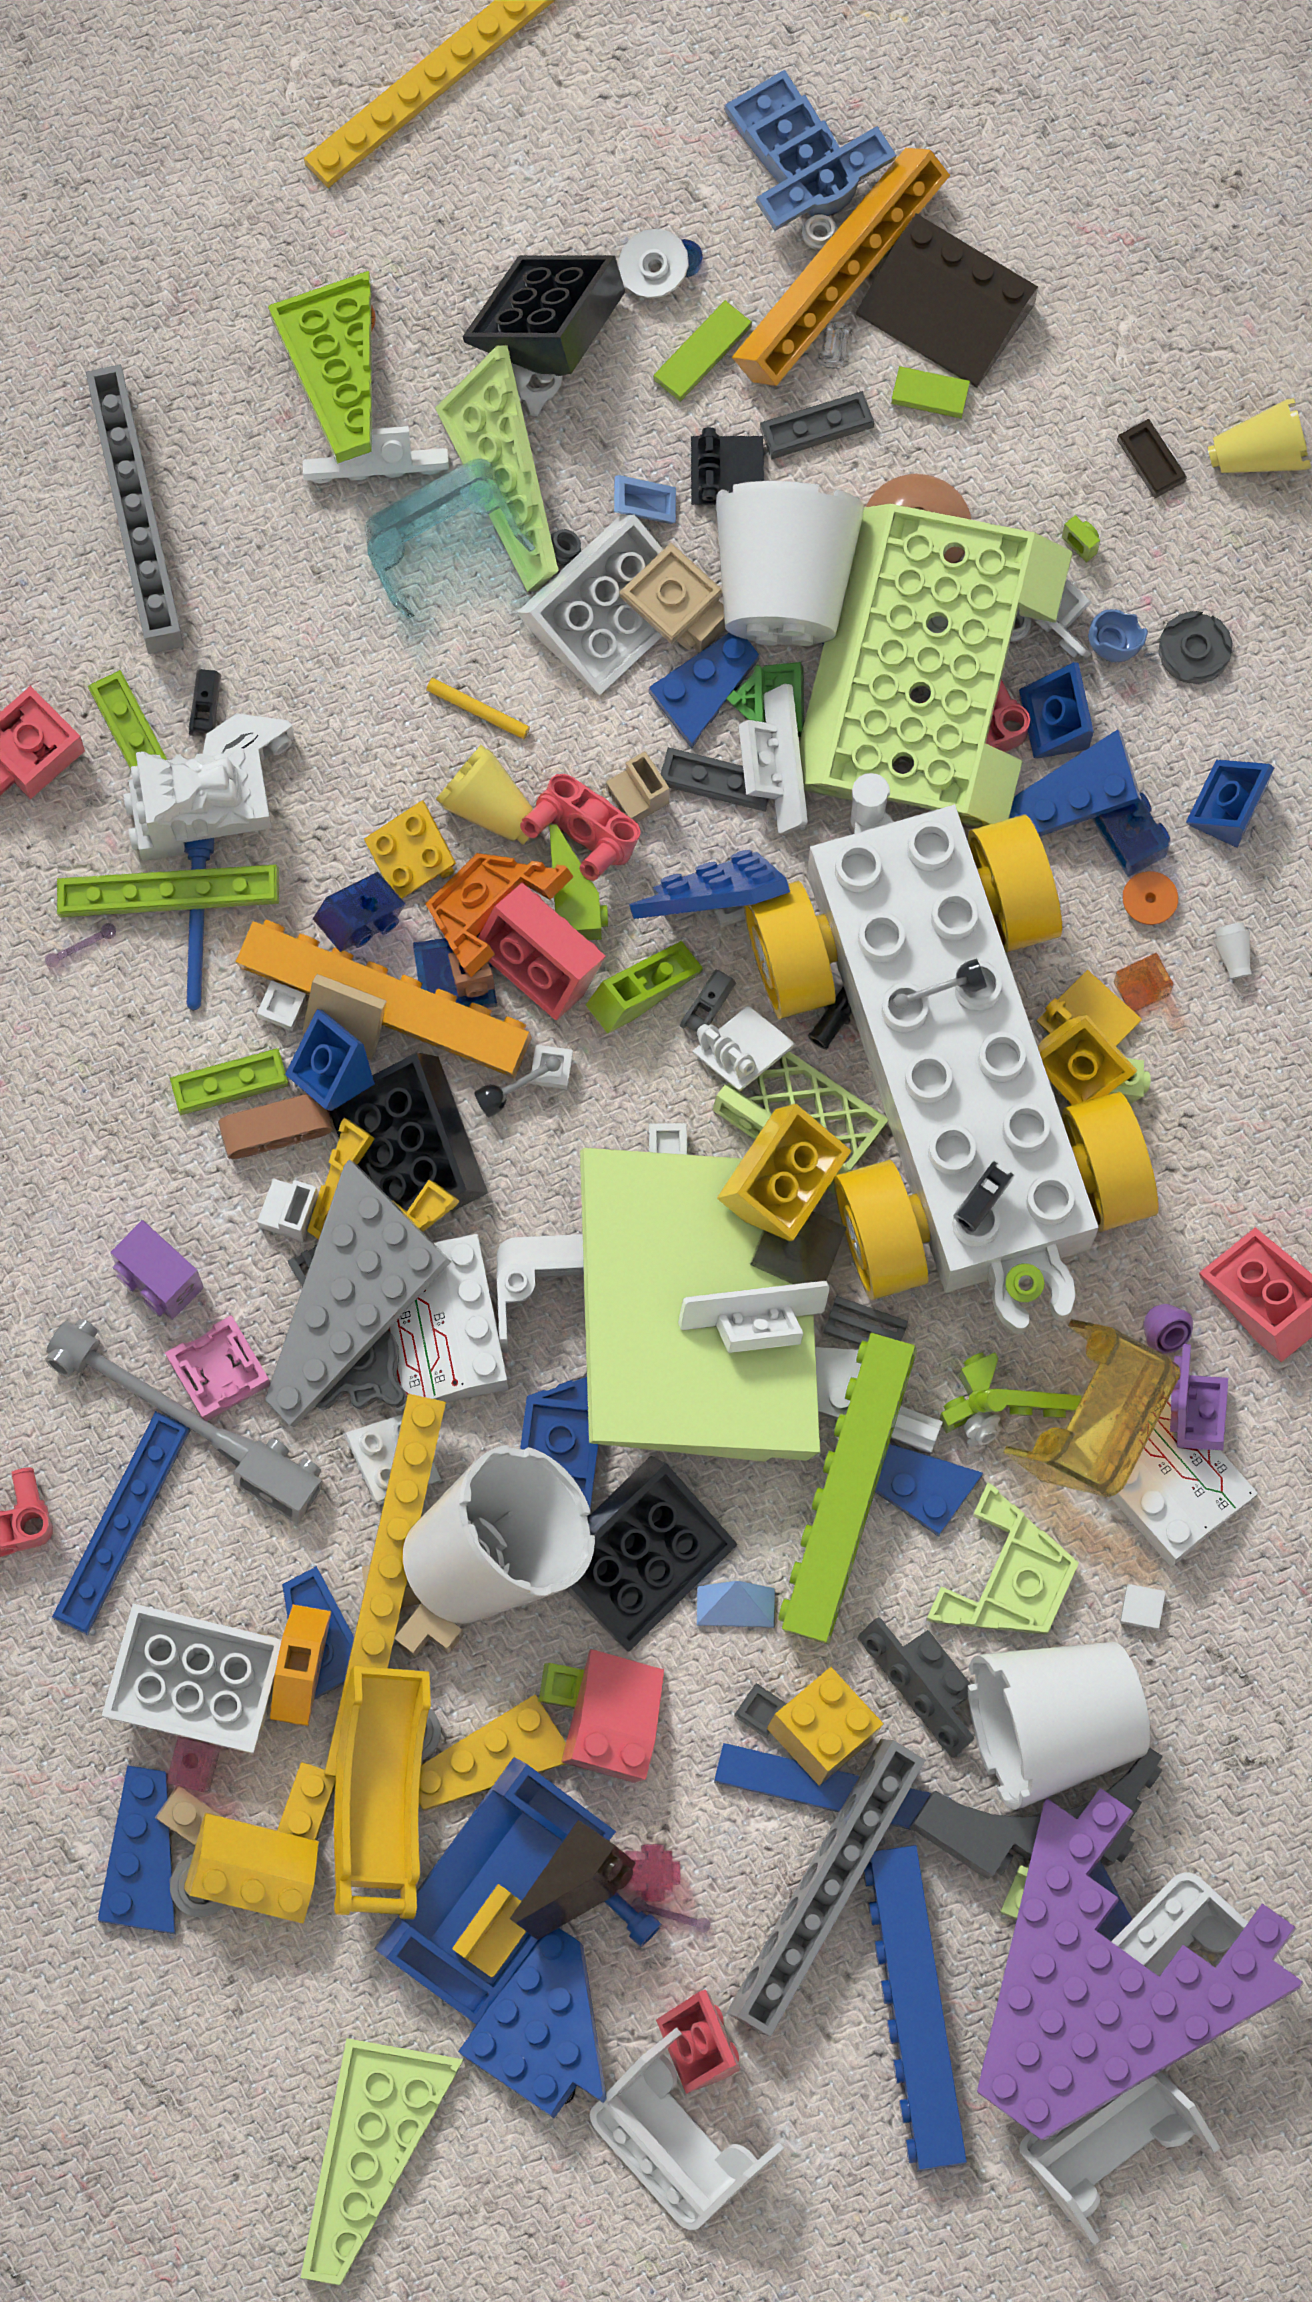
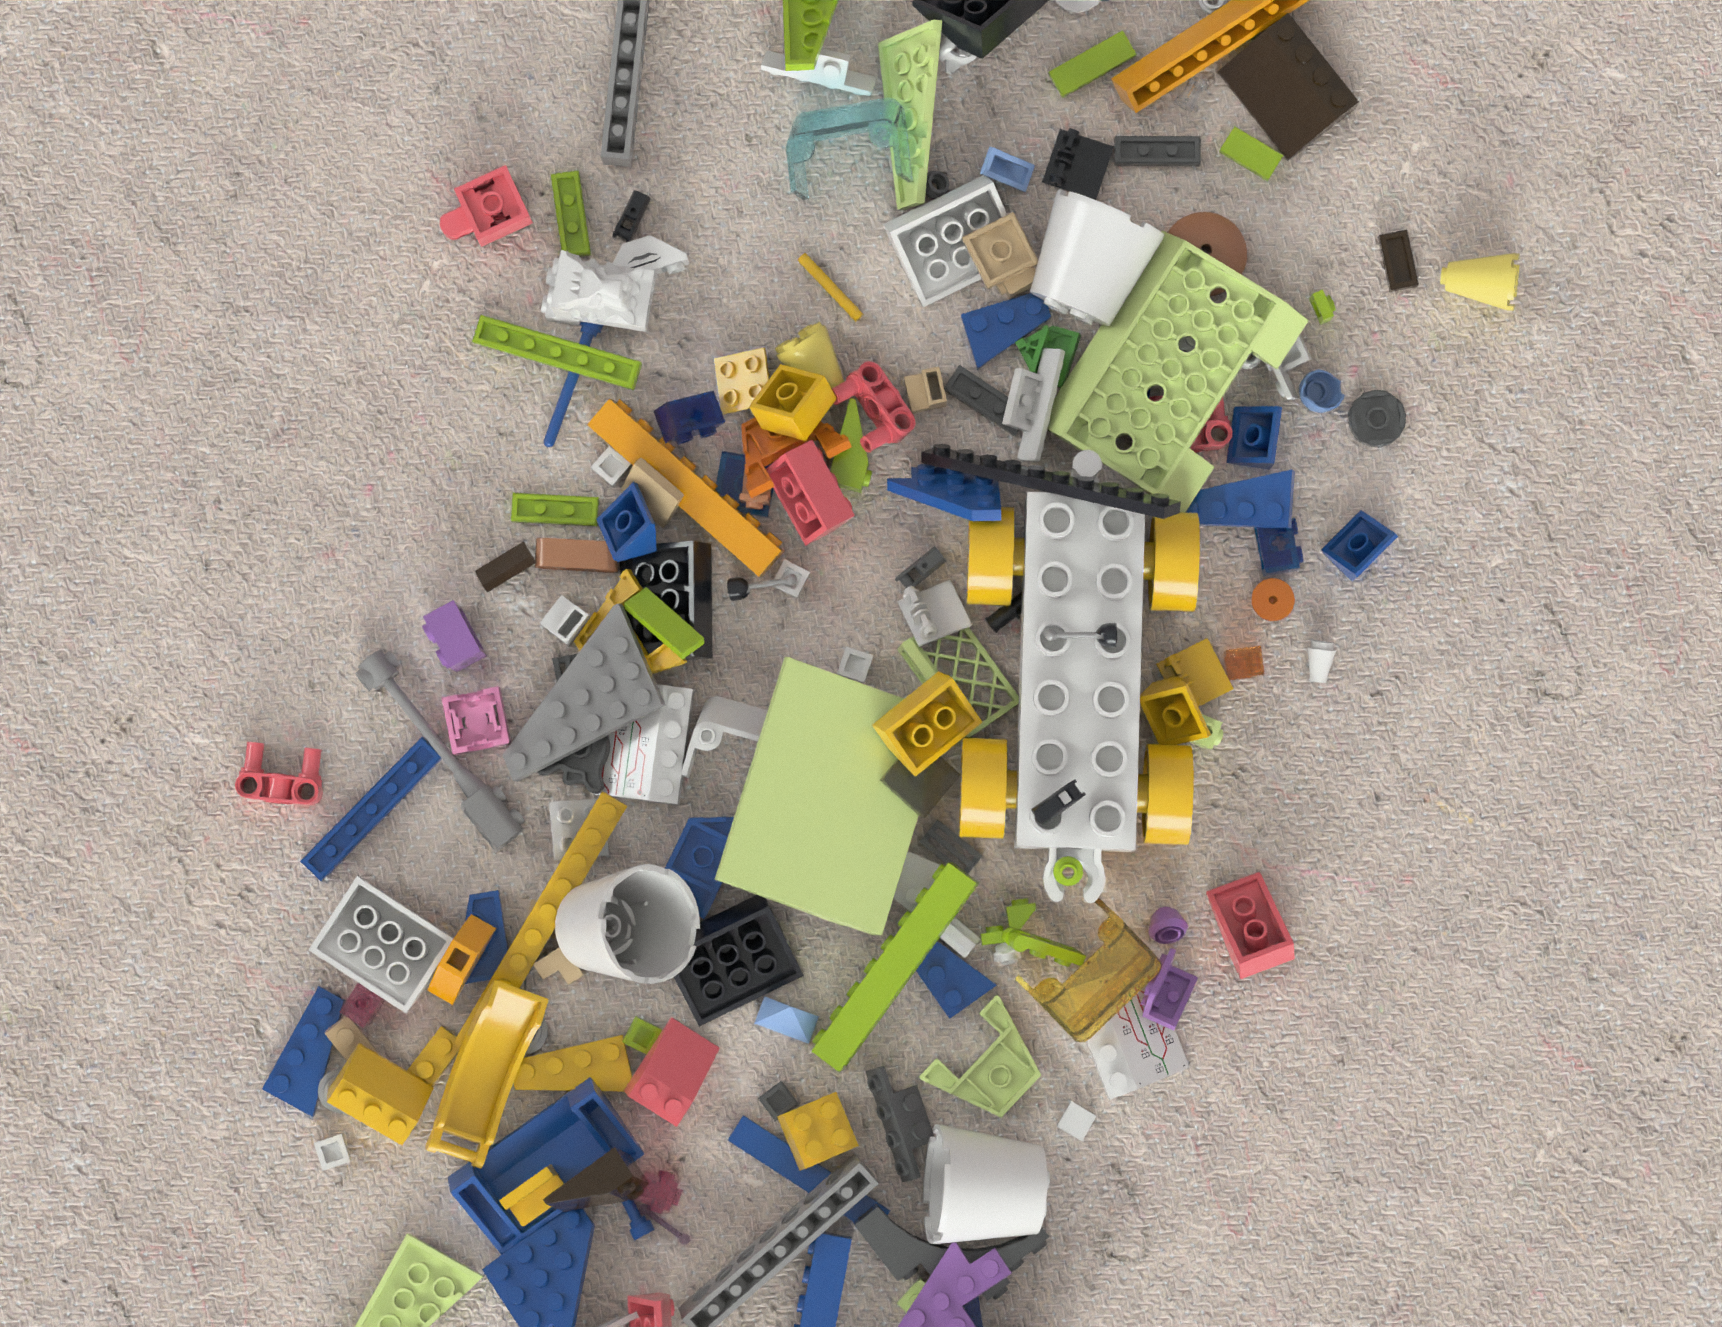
camera: 25 degrees right, 10 degrees up
(107, 931) = (505, 366): clear purple hinge -> none
(191, 1168) = (505, 567): none -> dark brown tile
(215, 1968) = (332, 1152): none -> white plate
(415, 1163) = (664, 623): none -> lime tile
(482, 848) = (792, 402): none -> yellow brick
(642, 986) = (878, 541): lime slope -> none
(756, 1316) = (867, 824): white bracket -> none
(843, 824) = (1054, 482): none -> black plate

